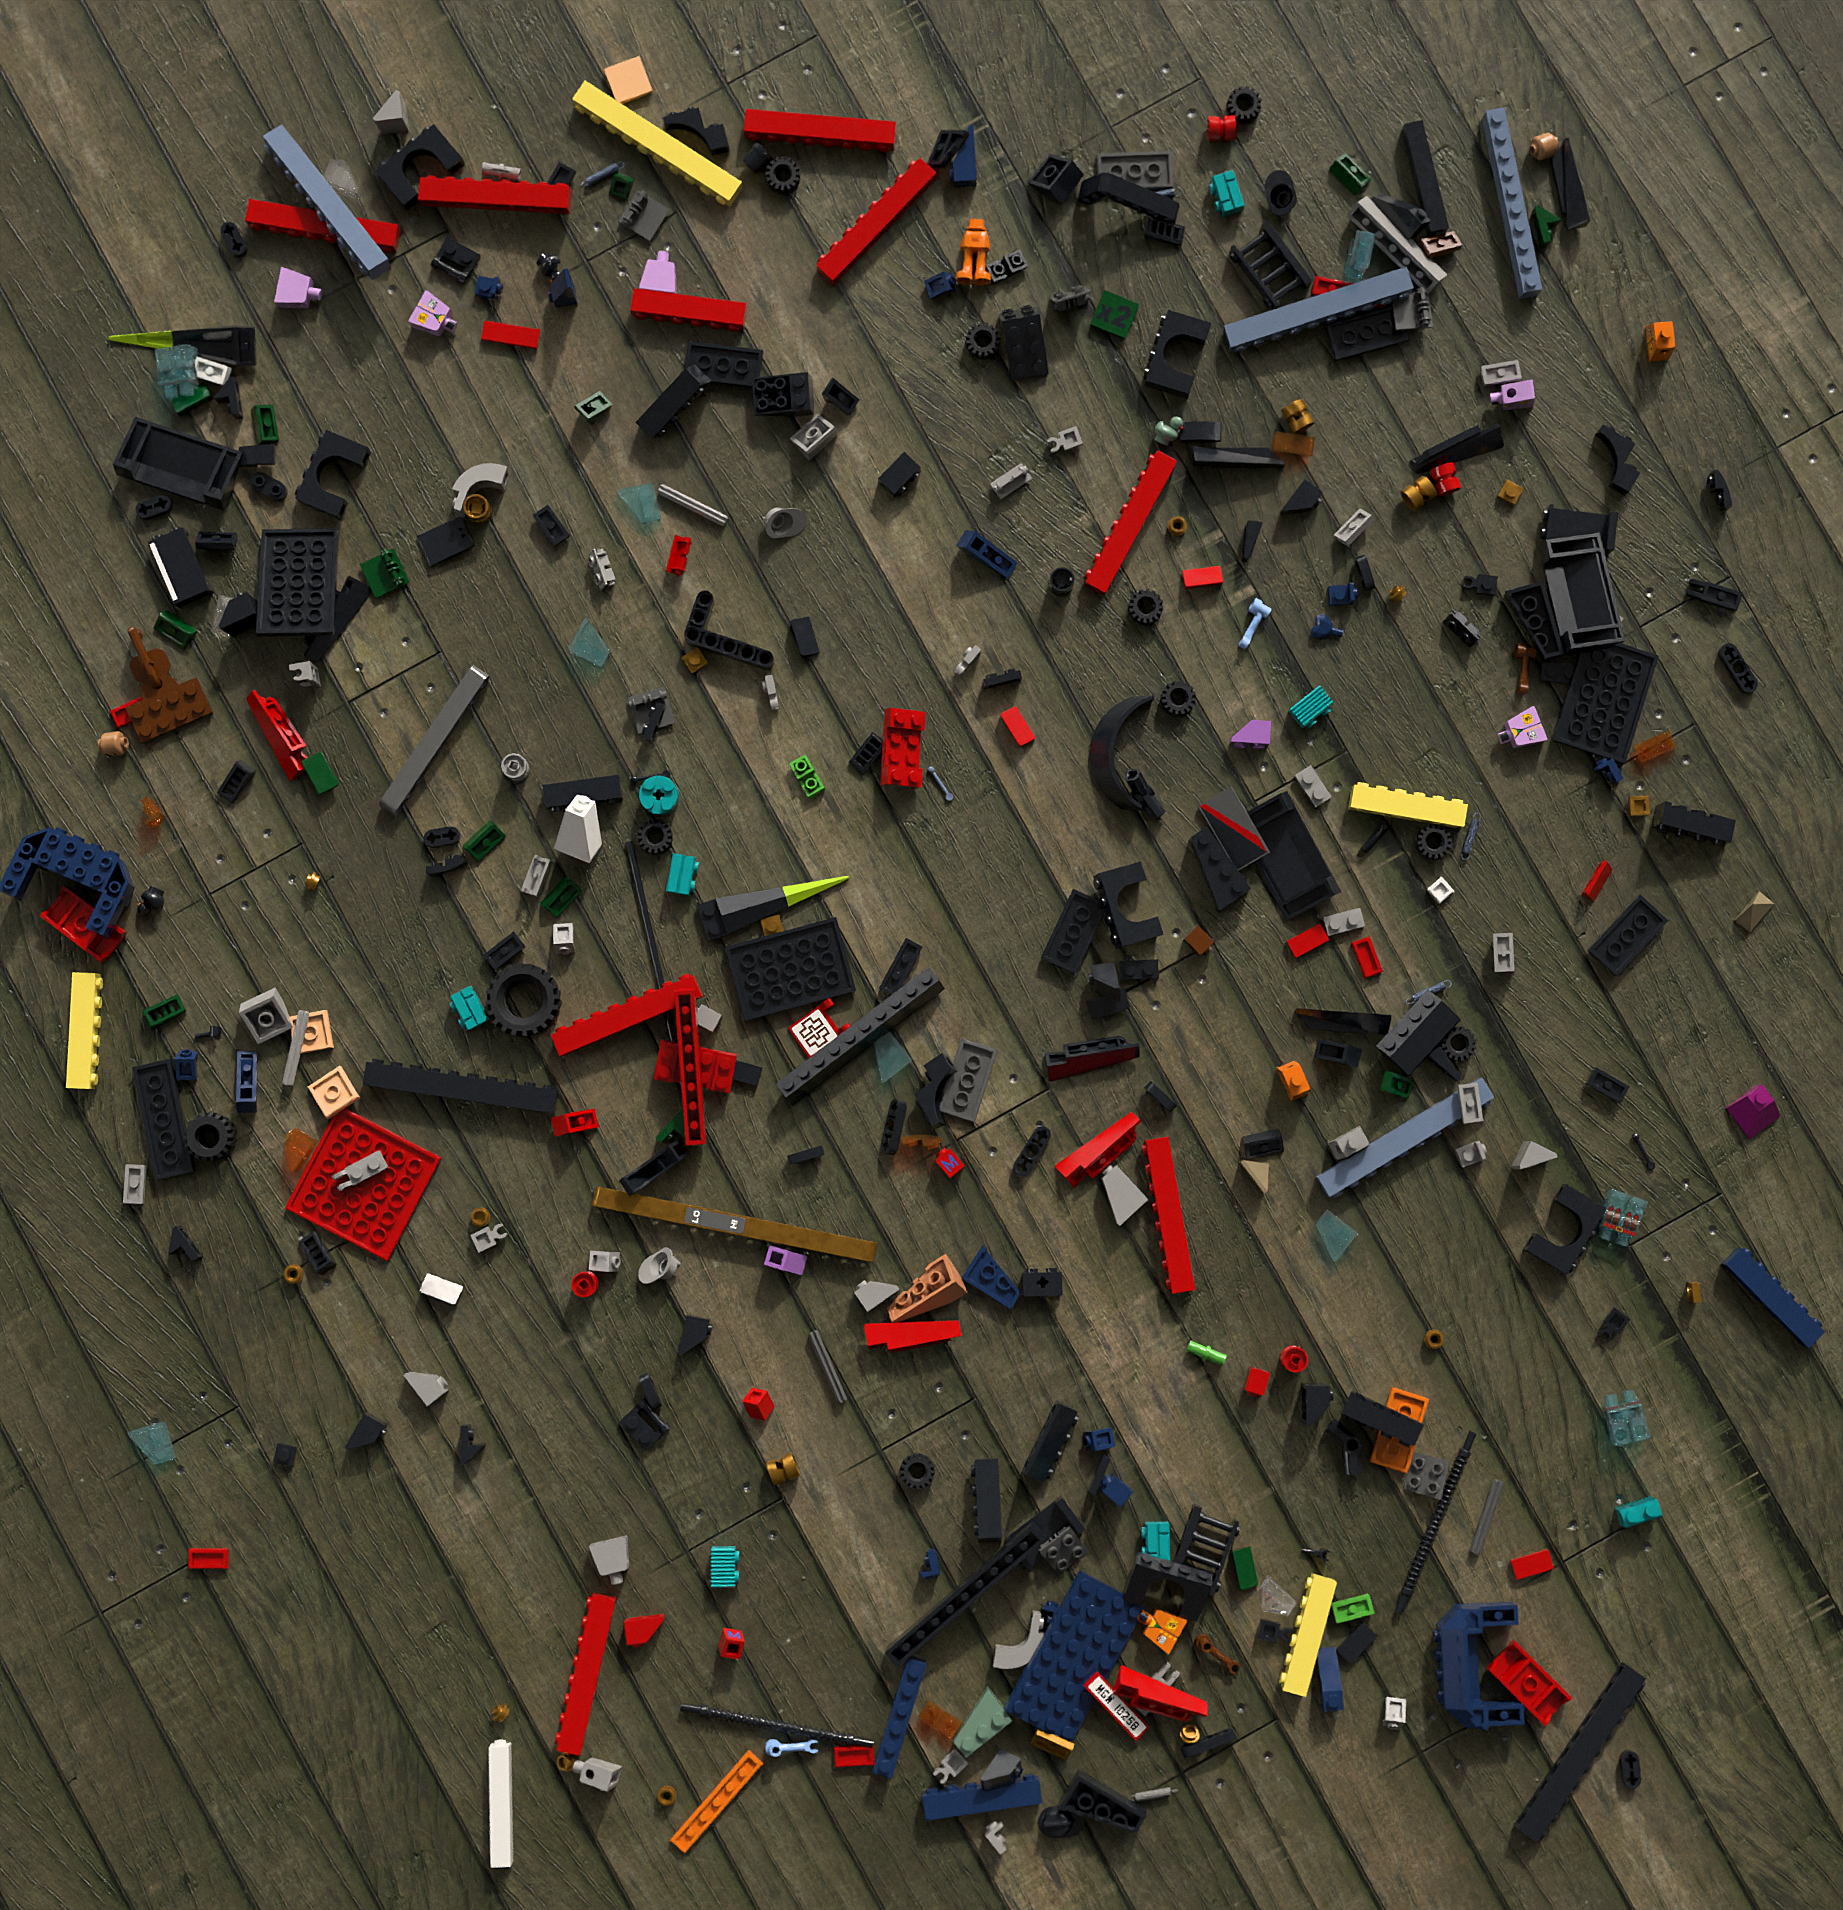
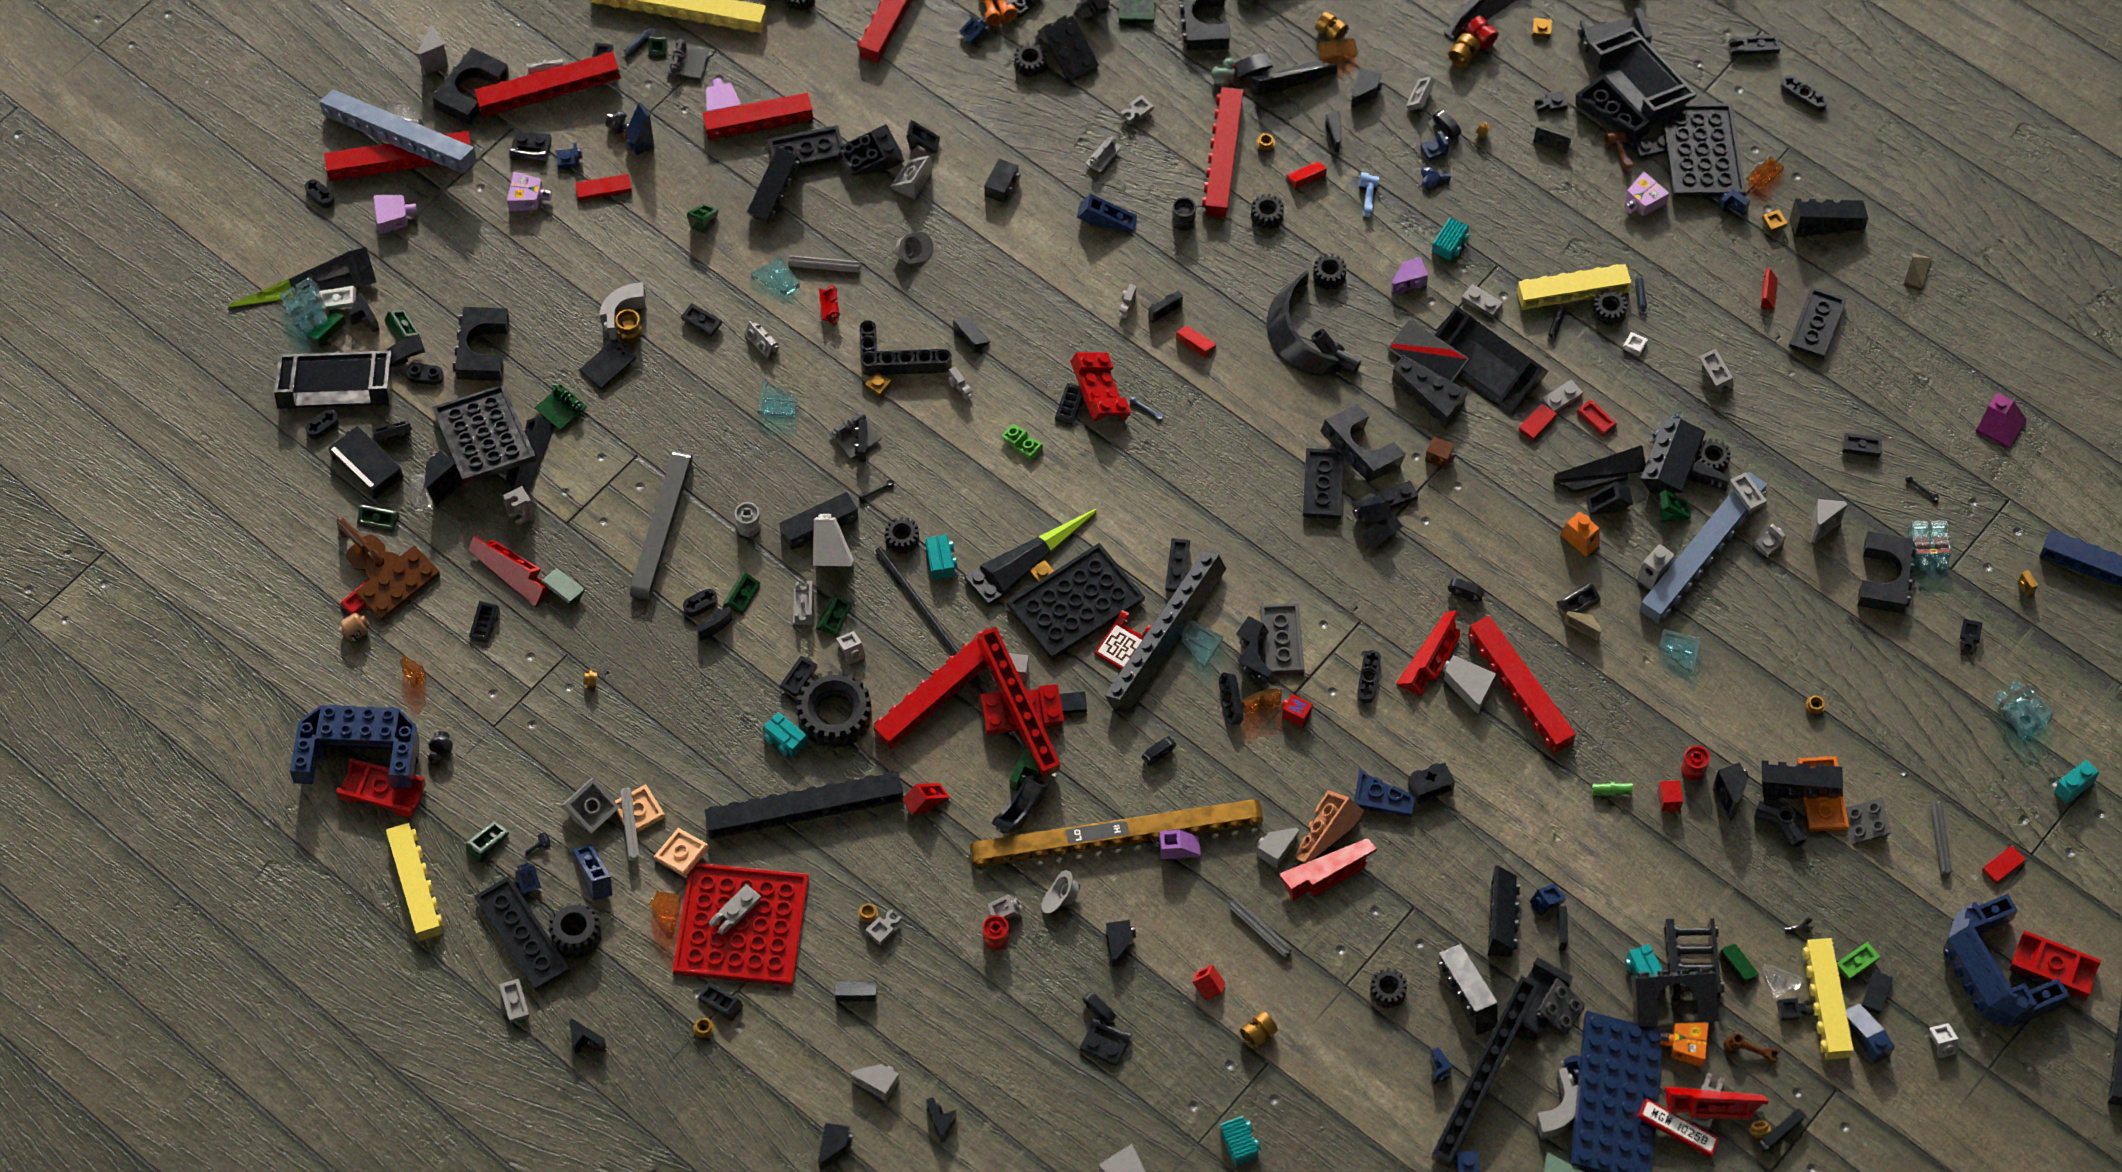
camera: 20 degrees left, 25 degrees down
(652, 787) = (892, 498): teal brick -> none
(1088, 1056) = (1385, 580): wedge -> none
(1115, 1489) = (1584, 930): dark blue brick -> none
(1407, 1590) = (1900, 927): black hose -> none

